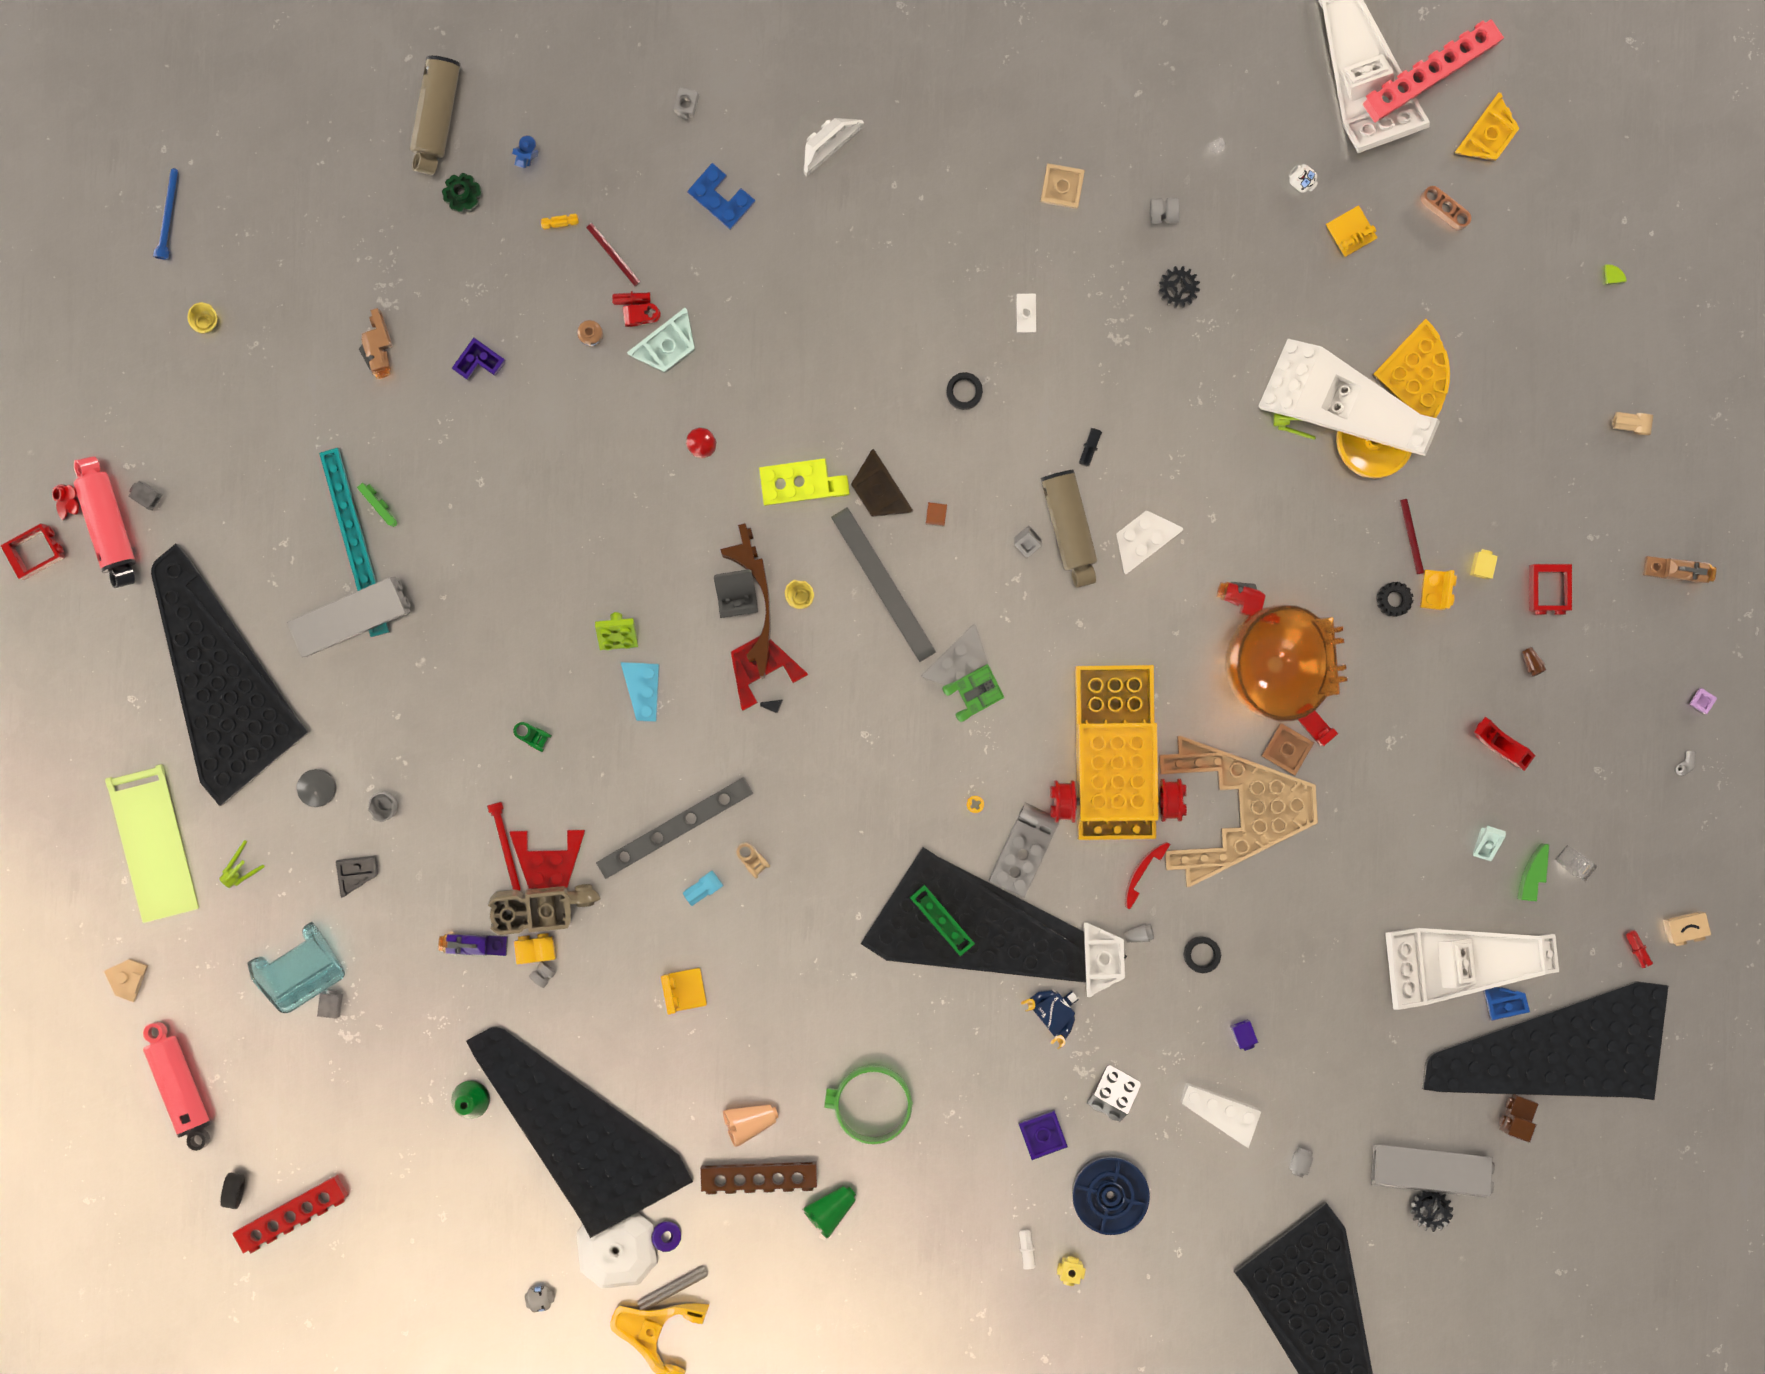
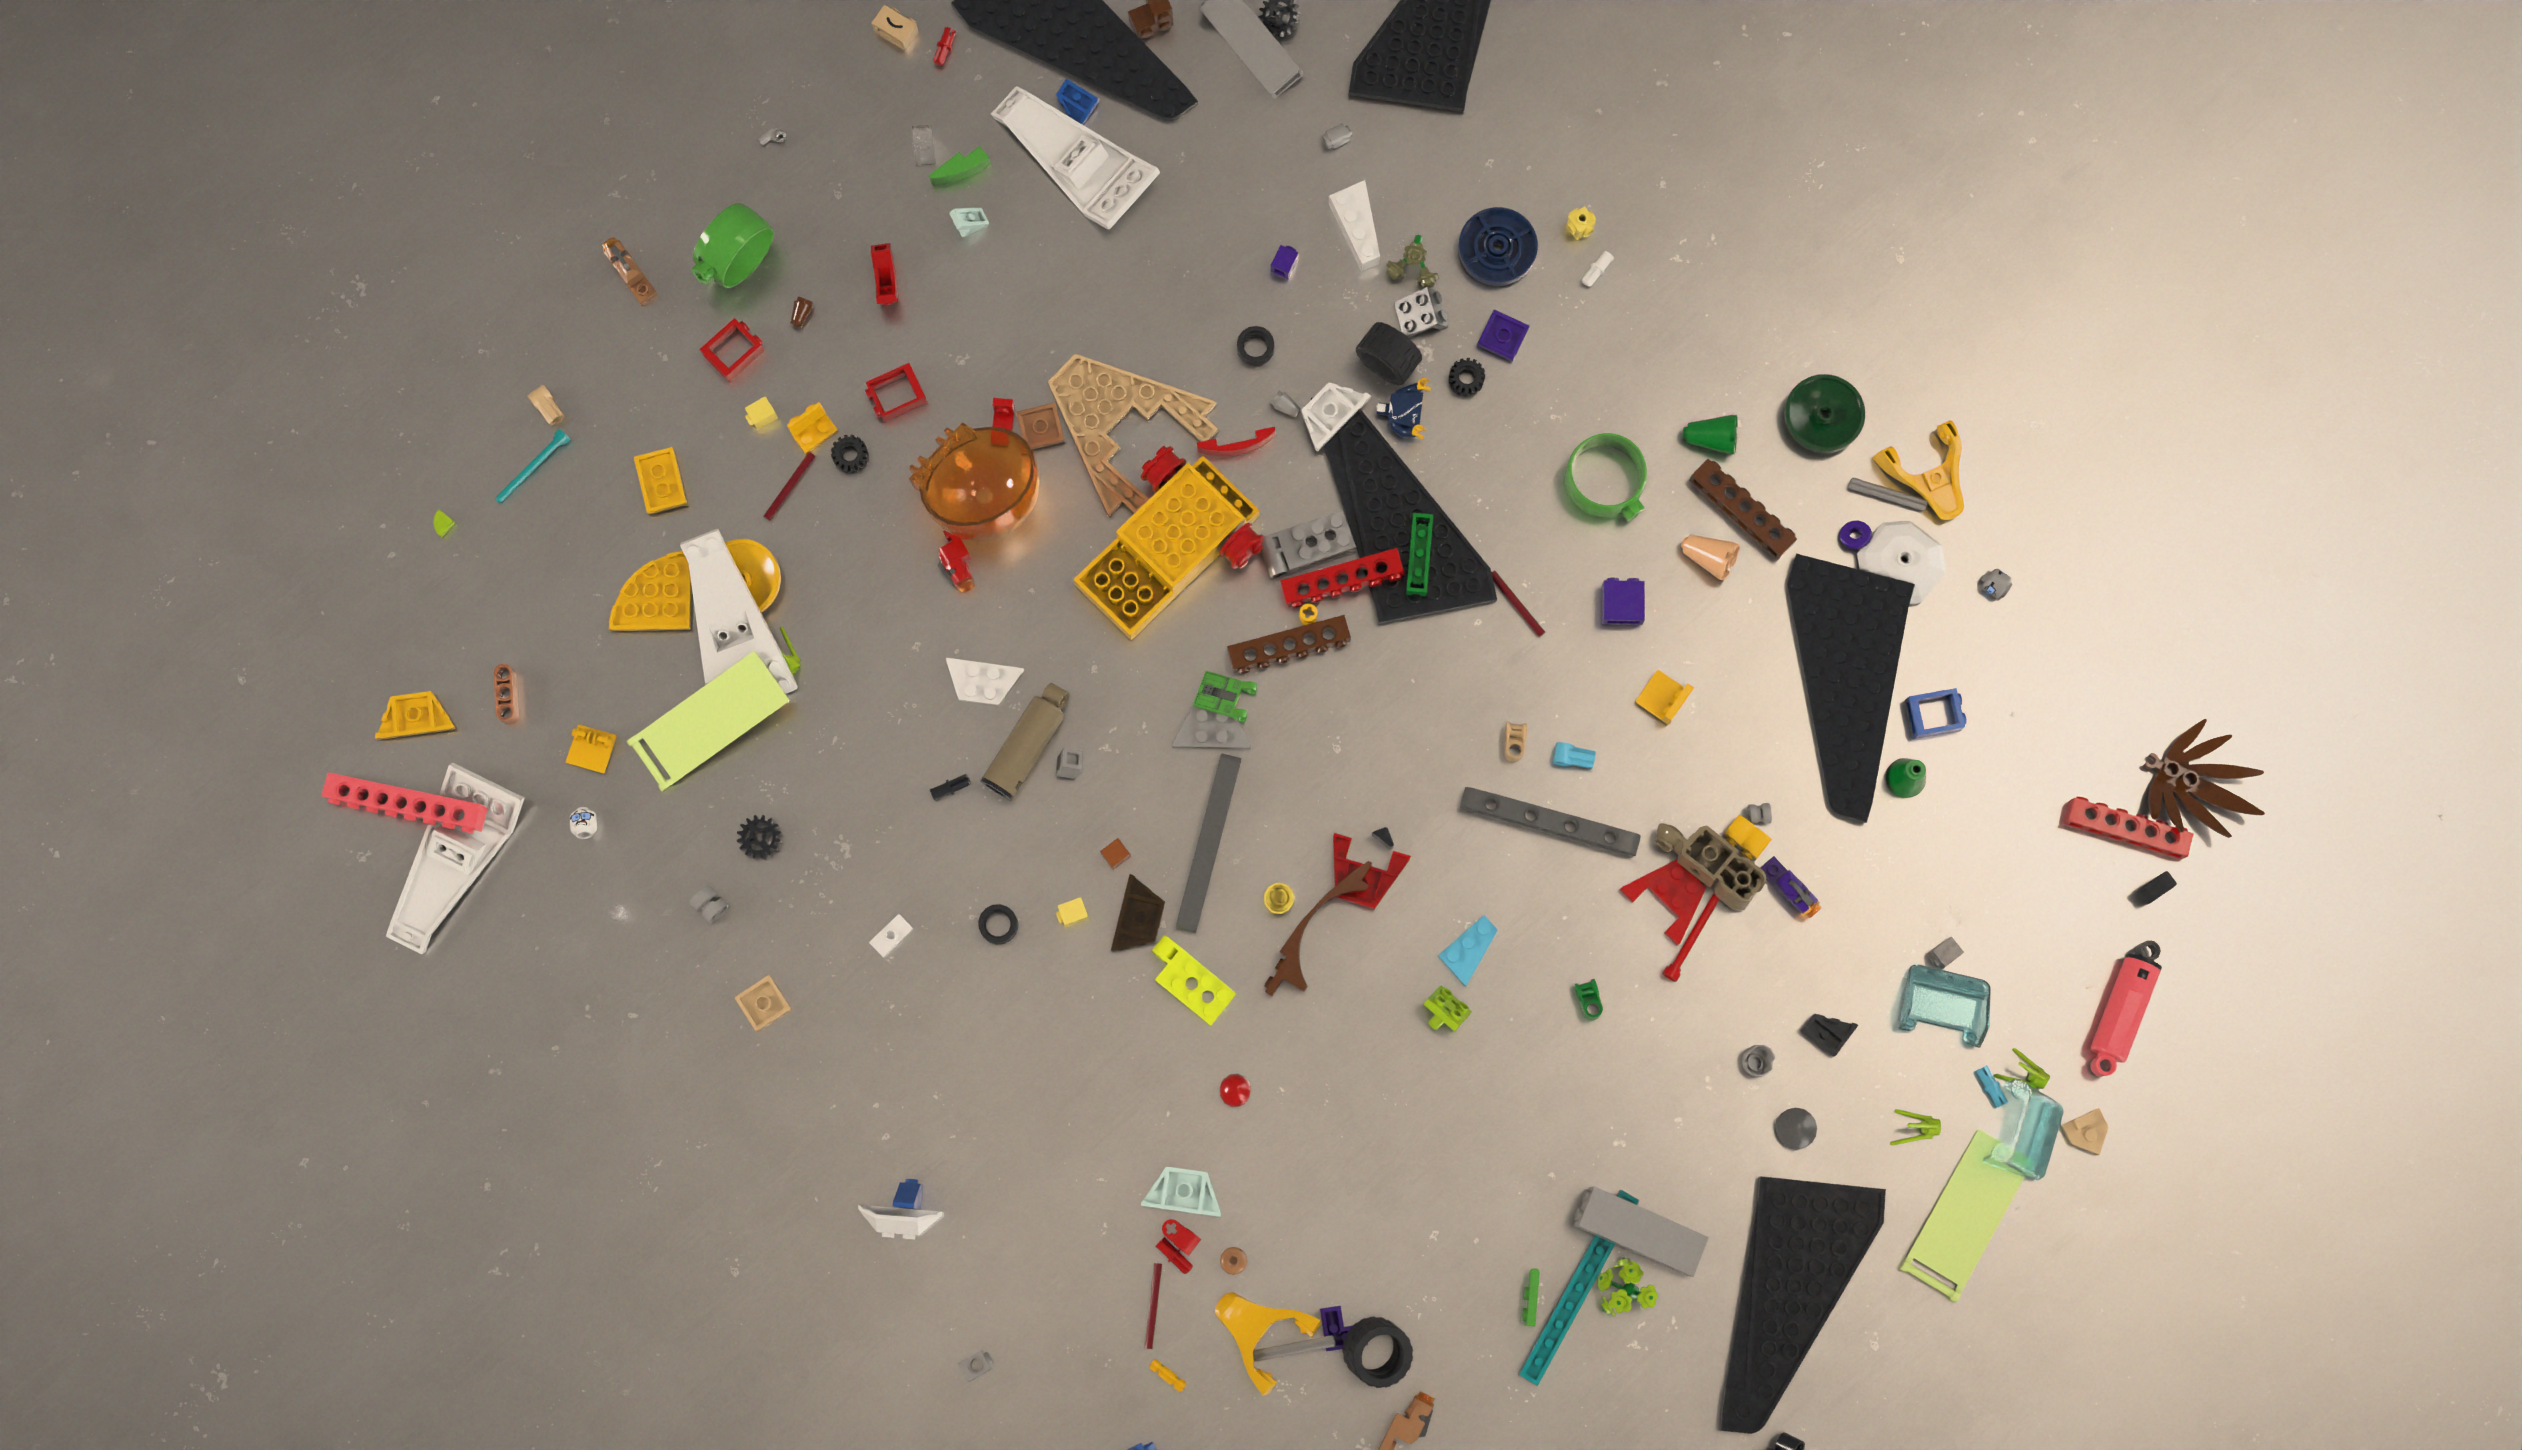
camera: 130 degrees left, 10 degrees down
(157, 939) = (2033, 1136): none -> clear light blue windscreen
(192, 981) = (2037, 1076): none -> lime plant
(215, 945) = (1992, 1086): none -> medium azure pin
(289, 1286) = (2180, 777): none -> reddish brown plant
(319, 573) = (1622, 1298): none -> lime plant
(420, 363) = (1394, 1368): none -> black tyre
(496, 318) = (1294, 1348): none -> light grey axle
(504, 1148) = (1915, 716): none -> window
(540, 304) = (1248, 1325): none -> yellow animal
(727, 212) = (1034, 1281): blue plate -> none
(736, 593) = (1326, 946): dark grey bracket -> none
(769, 1301) = (1824, 413): none -> dark green dish
(775, 1028) = (1623, 601): none -> dark purple brick
(837, 160) = (908, 1195): none -> blue slope
(844, 955) = (1517, 604): none -> dark red bar
(924, 447) = (1072, 912): none -> light yellow brick
(956, 896) = (1292, 586): none -> red brick
(995, 730) = (1336, 625): none -> reddish brown brick
(1037, 1068) = (1461, 387): none -> black tyre
(1104, 1039) = (1389, 353): none -> black tyre
(1158, 1127) = (1414, 255): none -> olive plant
(1292, 327) = (710, 719): none -> yellowish green flag
(1404, 691) = (889, 377): none -> red window
(1501, 451) = (660, 480): none -> yellow plate
(1599, 409) = (559, 439): none -> teal piece
(1625, 653) = (732, 246): none -> bright green cylinder
(1703, 701) = (713, 166): lavender plate -> none

